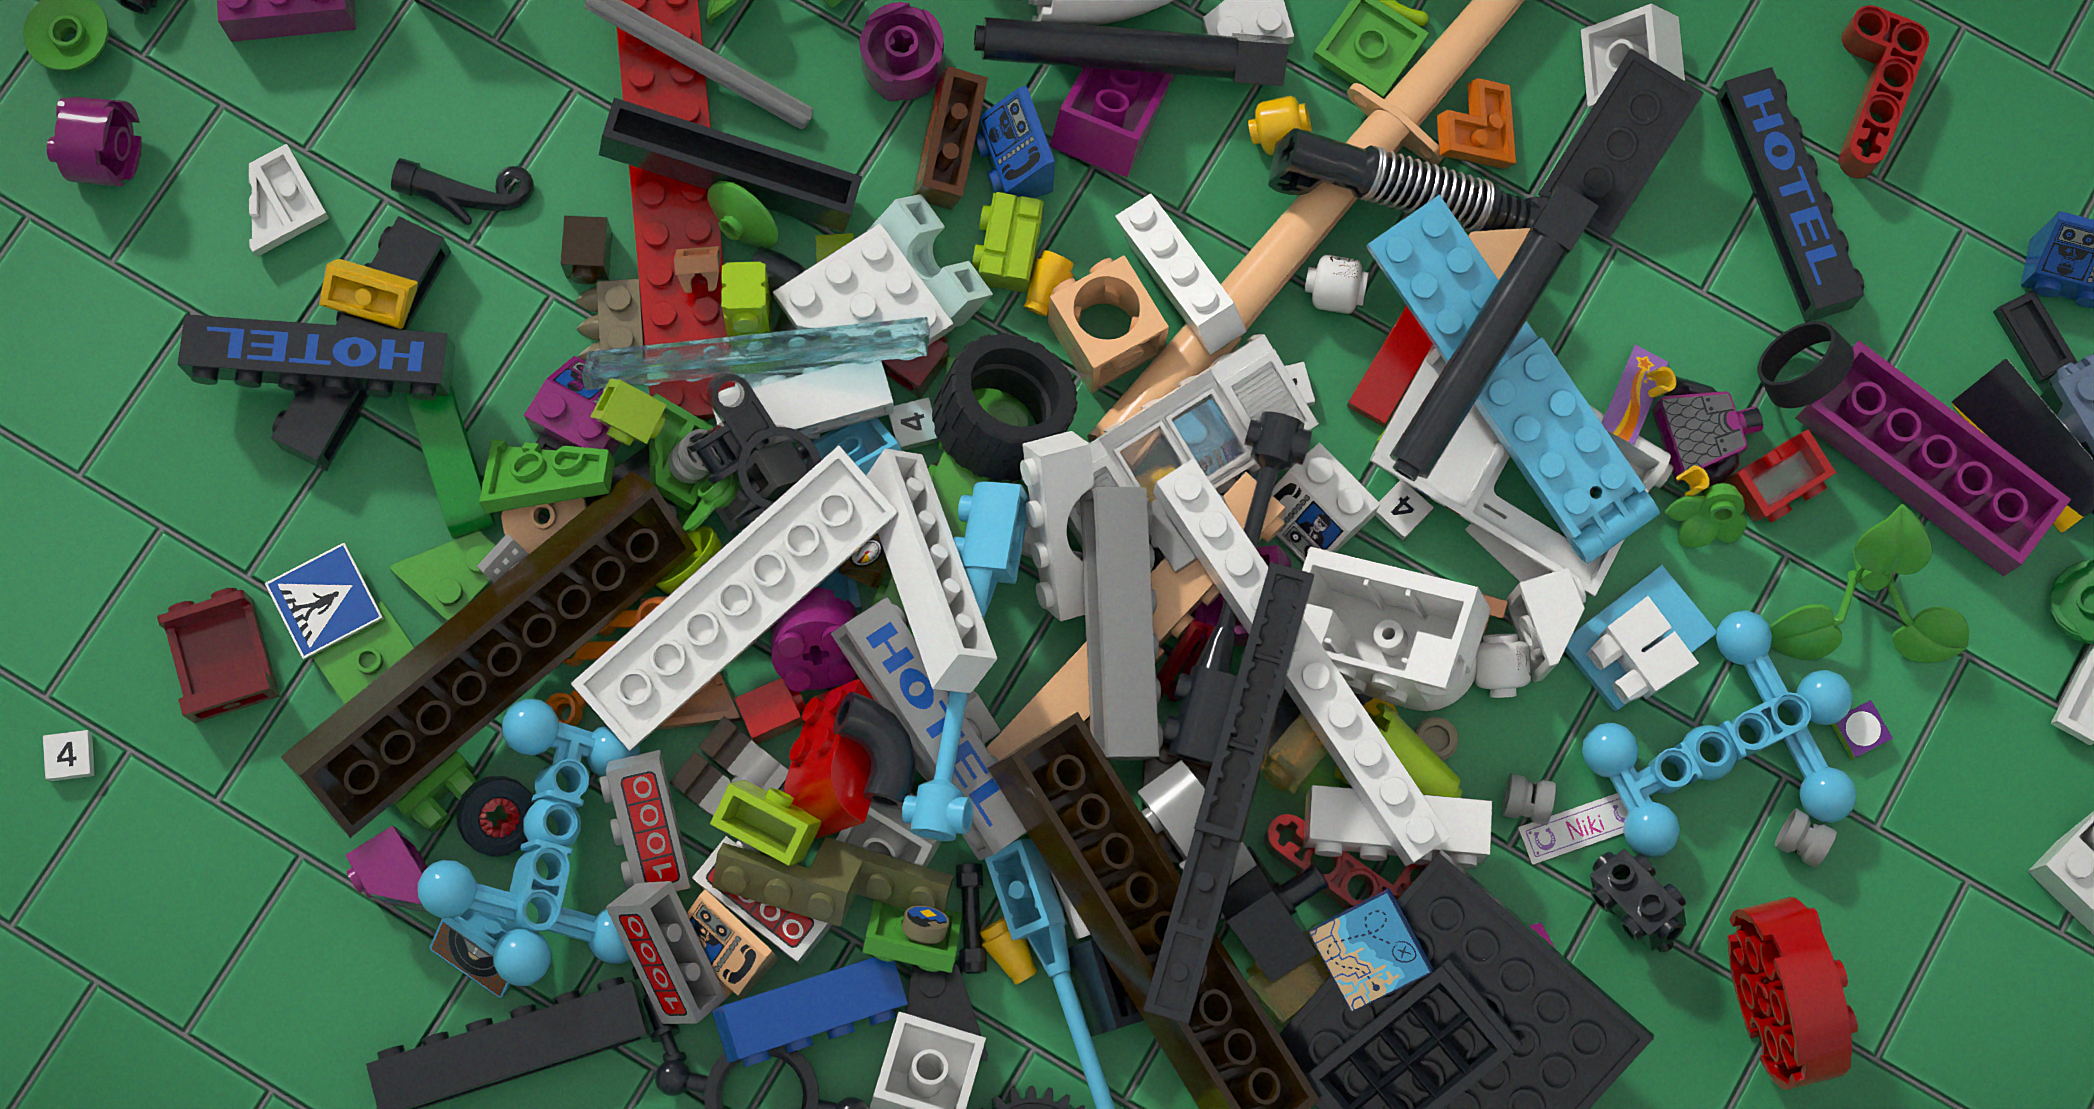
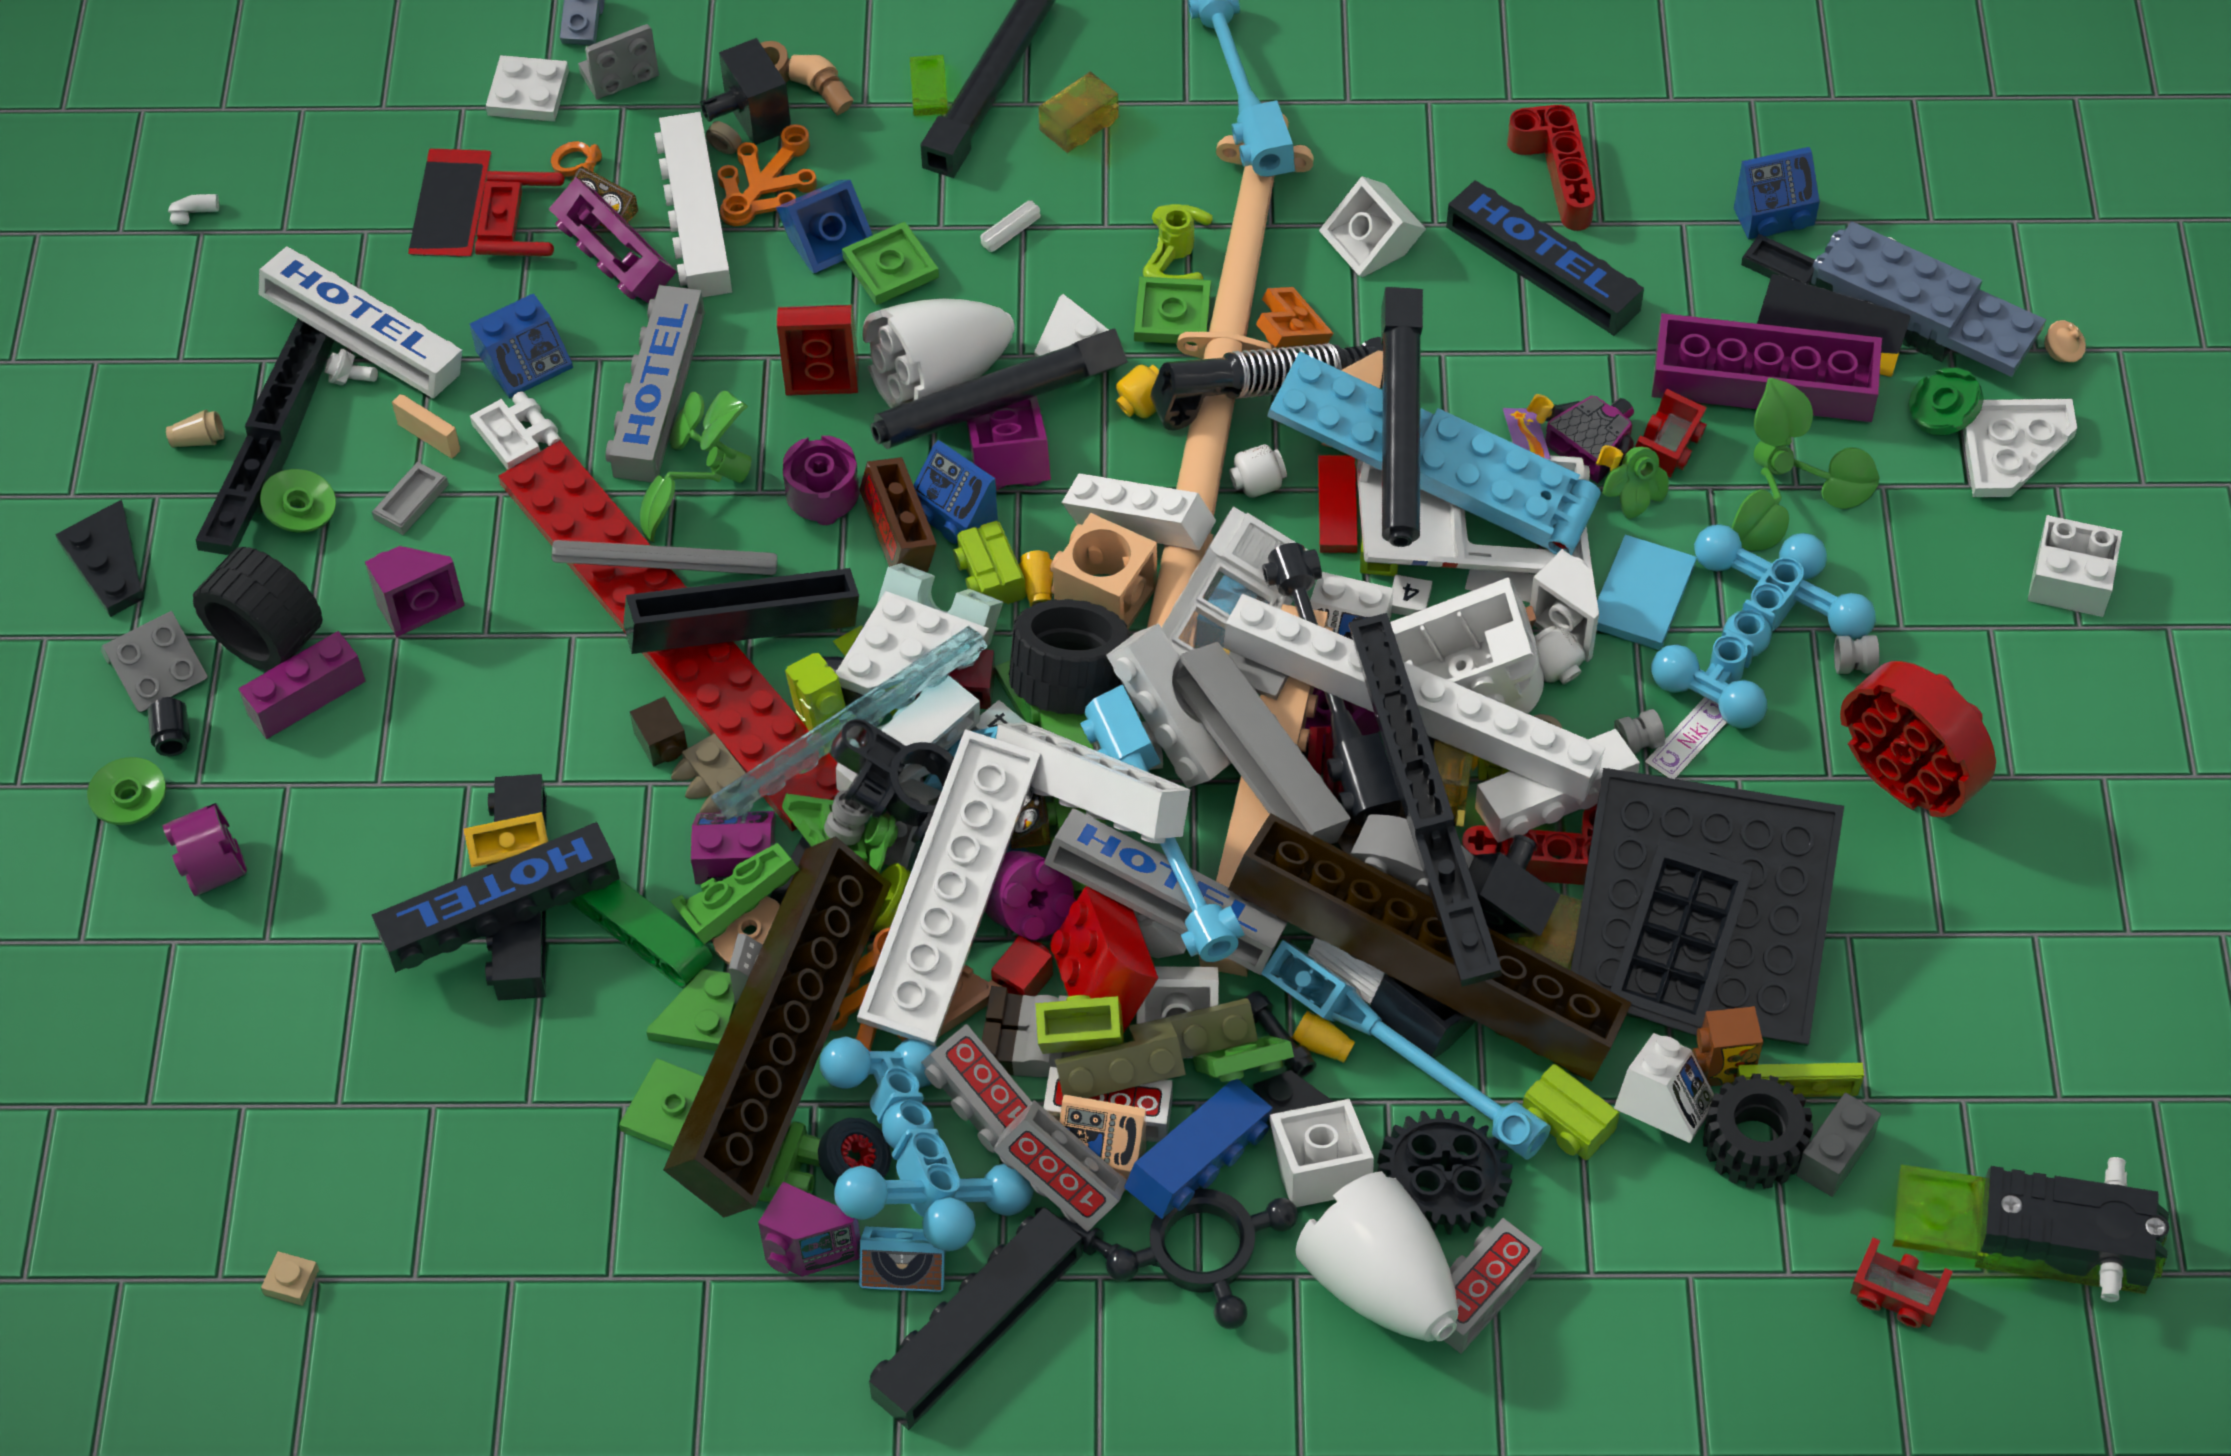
camera: 25 degrees left, 20 degrees down
(68, 755) = (464, 1306): white tile -> none
(219, 654) = (544, 1166): dark red panel -> none
(280, 201) = (385, 822): white wing -> none
(324, 601) = (609, 1079): piece -> none
(451, 194) = (527, 749): black plant -> none
(629, 413) = (777, 806): lime brick -> none
(697, 260) = (751, 694): nougat tile -> none
(742, 215) = (771, 641): bright green dish -> none
(886, 745) = (1140, 913): black cylinder -> none
(925, 924) = (1250, 1038): dark tan tile -> none
(1370, 950) = (1598, 869): tile -> none
(1624, 138) = (1403, 254): black plate -> none
(1642, 904) = (1768, 752): black brick -> none
(1646, 670) = (1653, 591): white hips -> none
(1817, 381) = (1646, 358): black tyre -> none
(1862, 730) = (1844, 569): tile -> none

